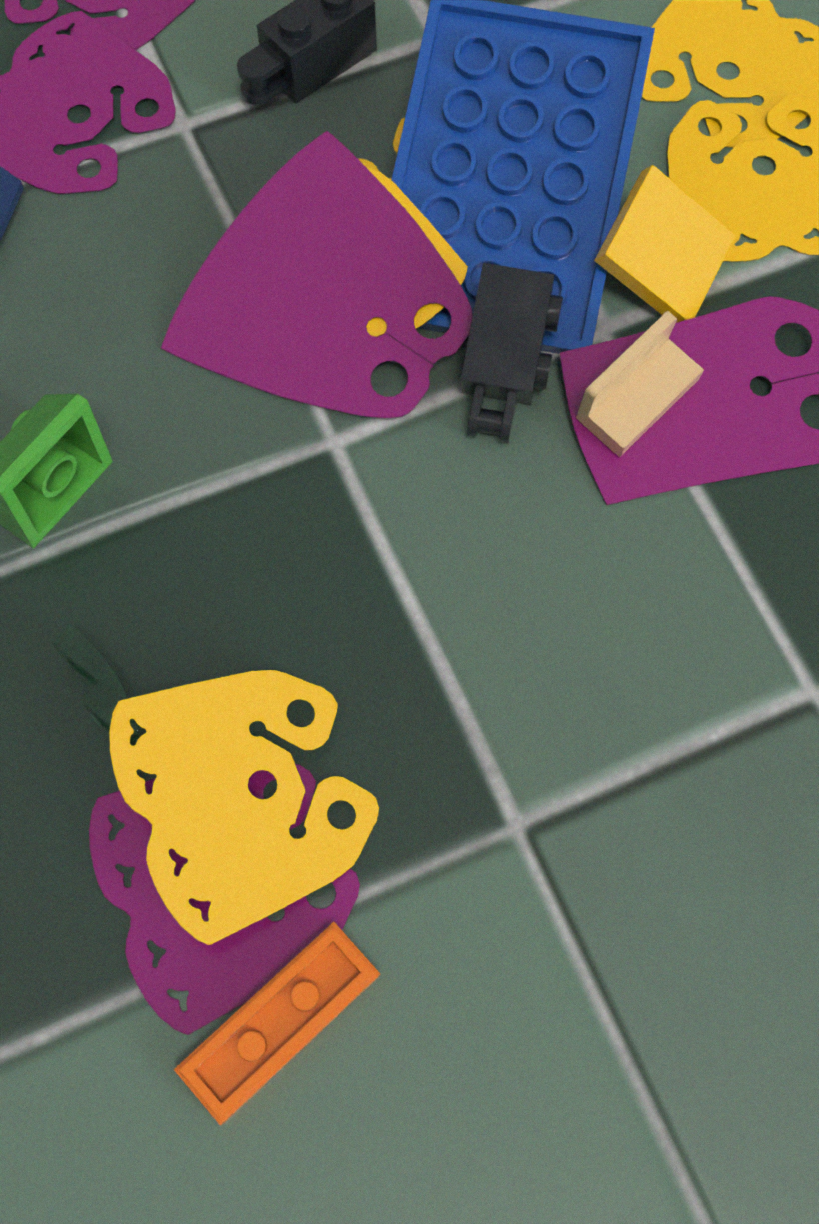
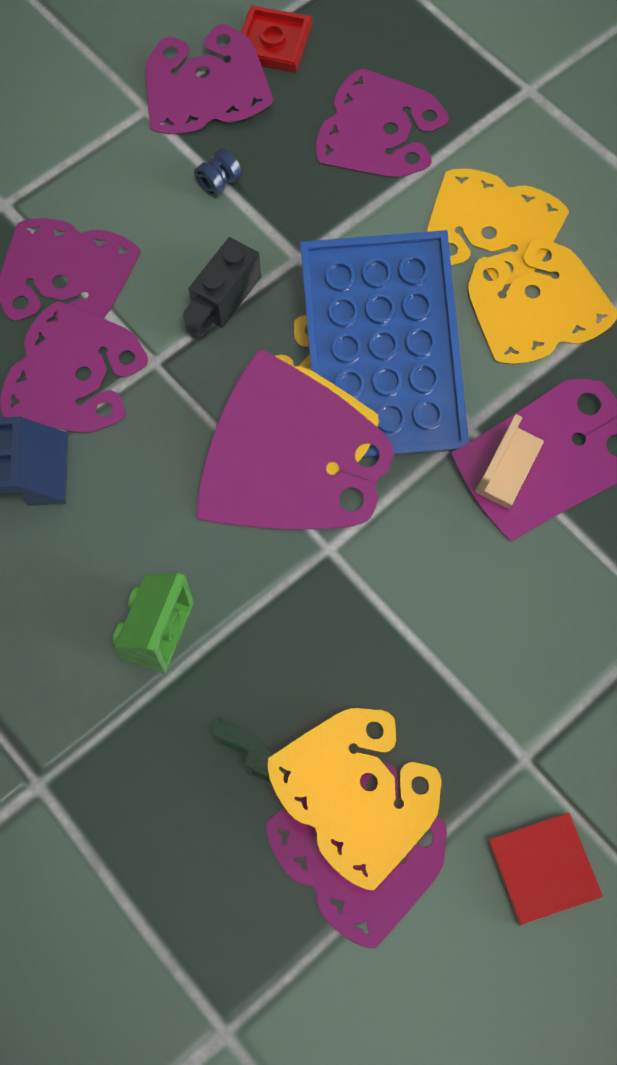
camera: 15 degrees left, 0 degrees up
(277, 1023) = (428, 923): orange tile -> none
(486, 997) = (544, 869): none -> red tile
(507, 343) = (420, 459): black brick -> none
(665, 246) = (494, 366): yellow tile -> none

